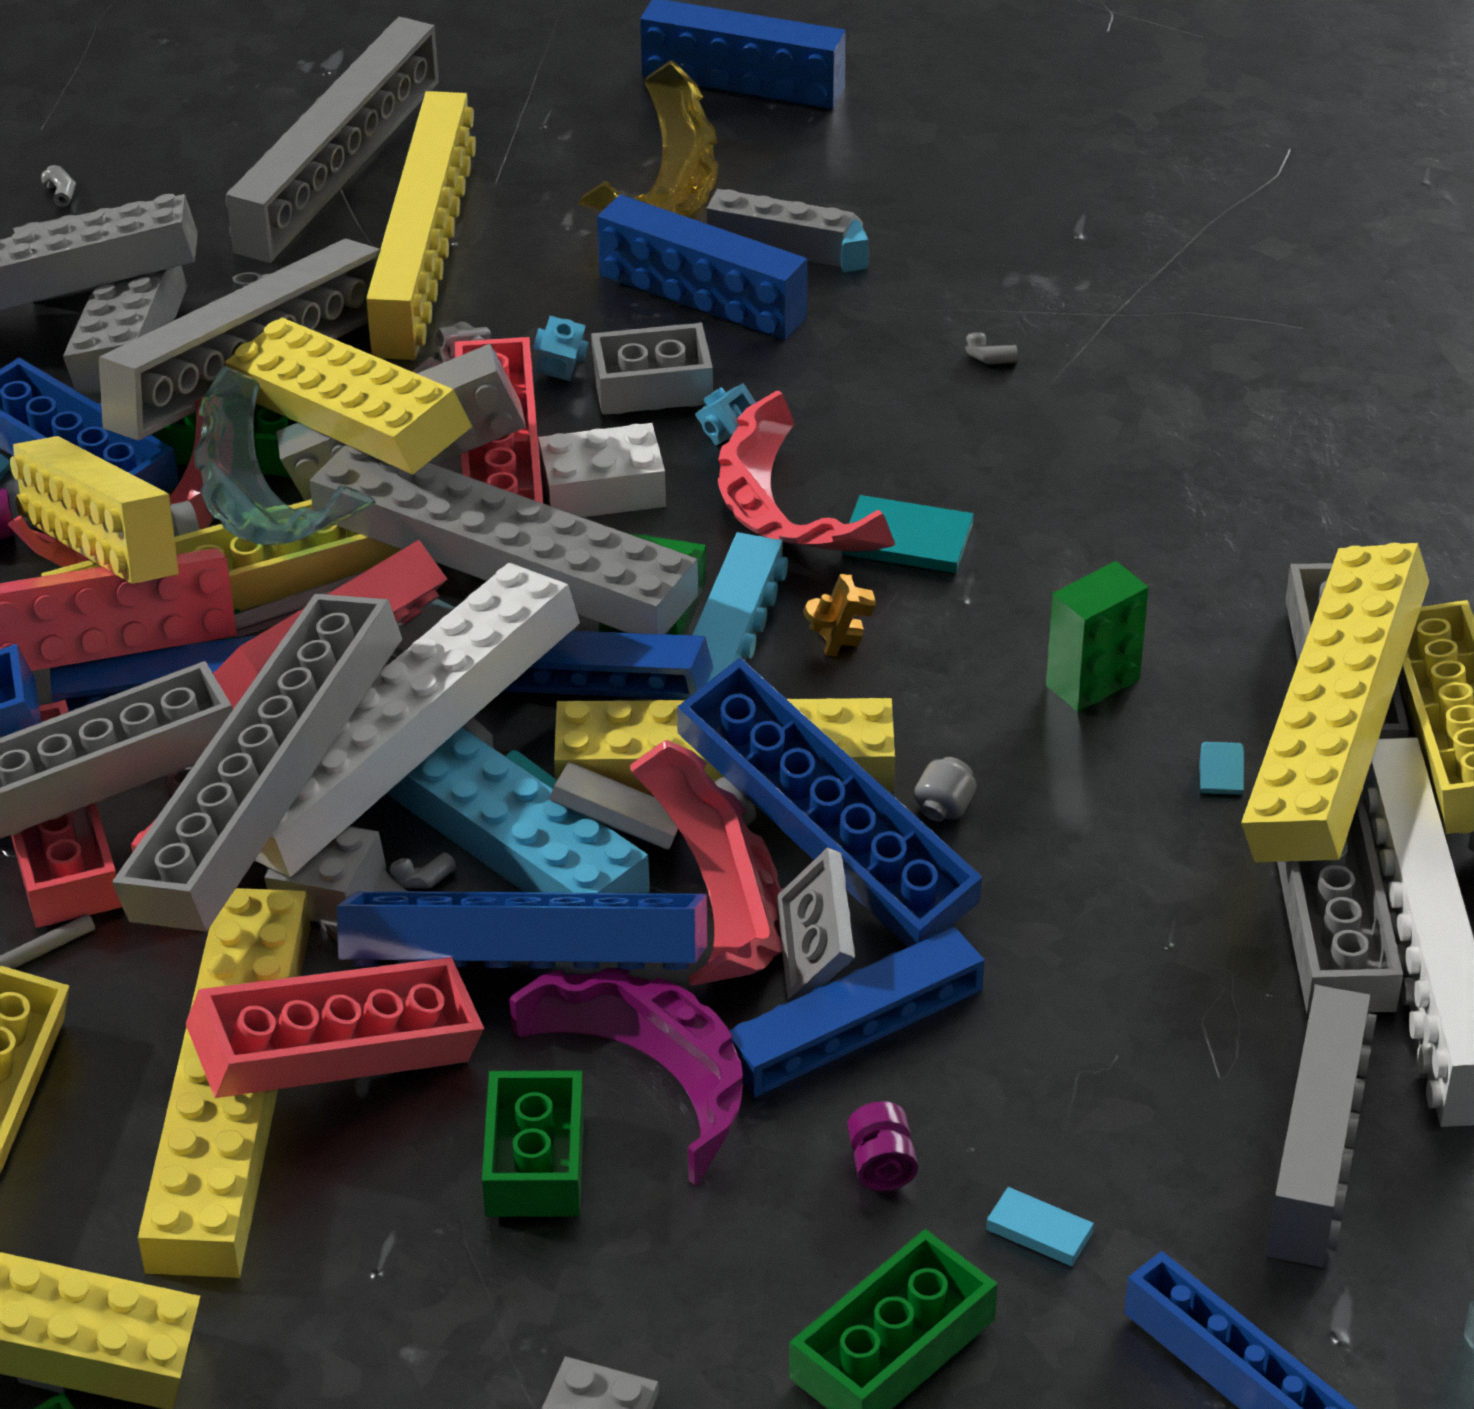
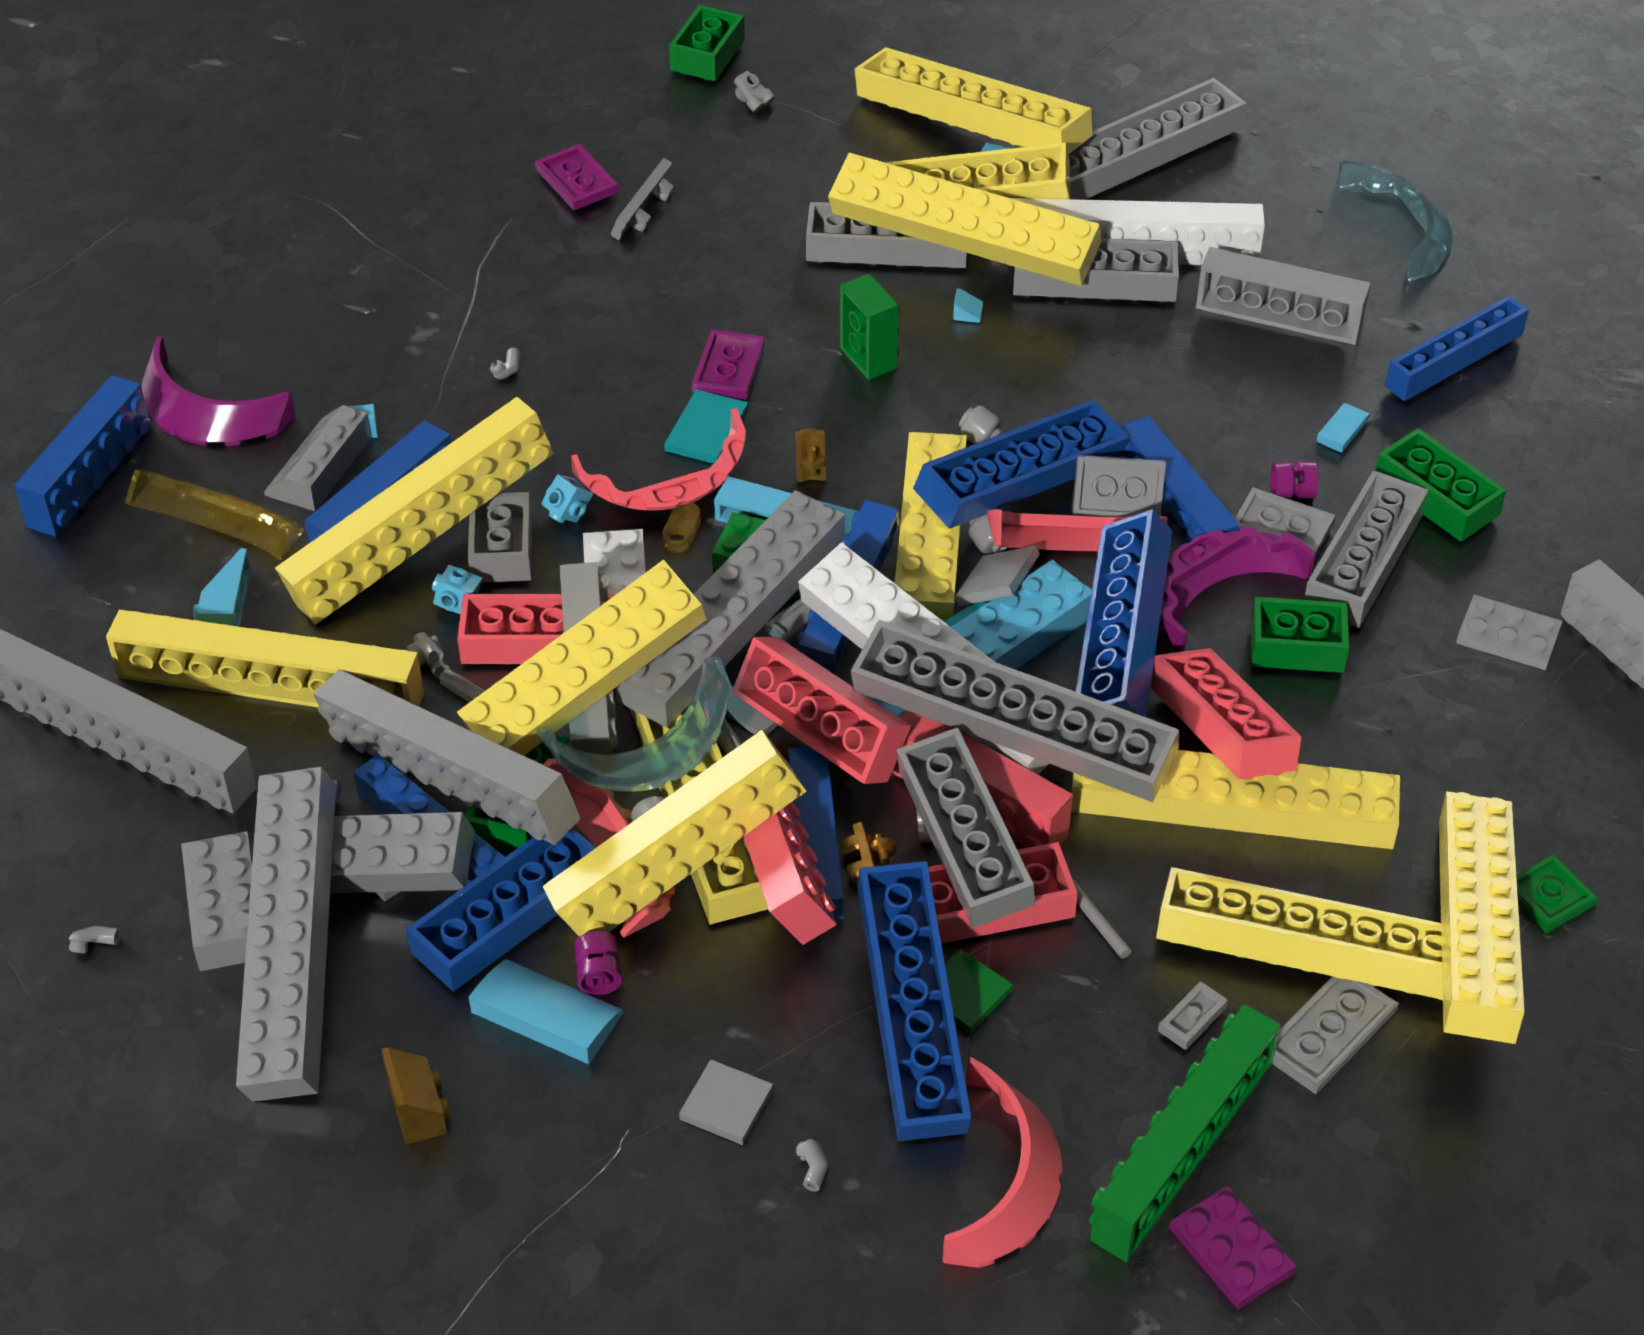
camera: 85 degrees left, 5 degrees up
(542, 190) = (225, 594): none -> medium azure slope
(652, 273) = (415, 510): none -> light yellow brick
(715, 526) = (682, 521): none -> clear yellow piece
(728, 1227) = (1367, 545): none -> light grey brick
(791, 1141) = (1278, 514): none -> light grey plate
(828, 146) = (208, 419): none -> magenta windscreen
(1031, 538) = (728, 364): none -> magenta plate
(1360, 424) = (633, 213): none -> light grey hinge
(1394, 365) = (577, 177): none -> magenta plate

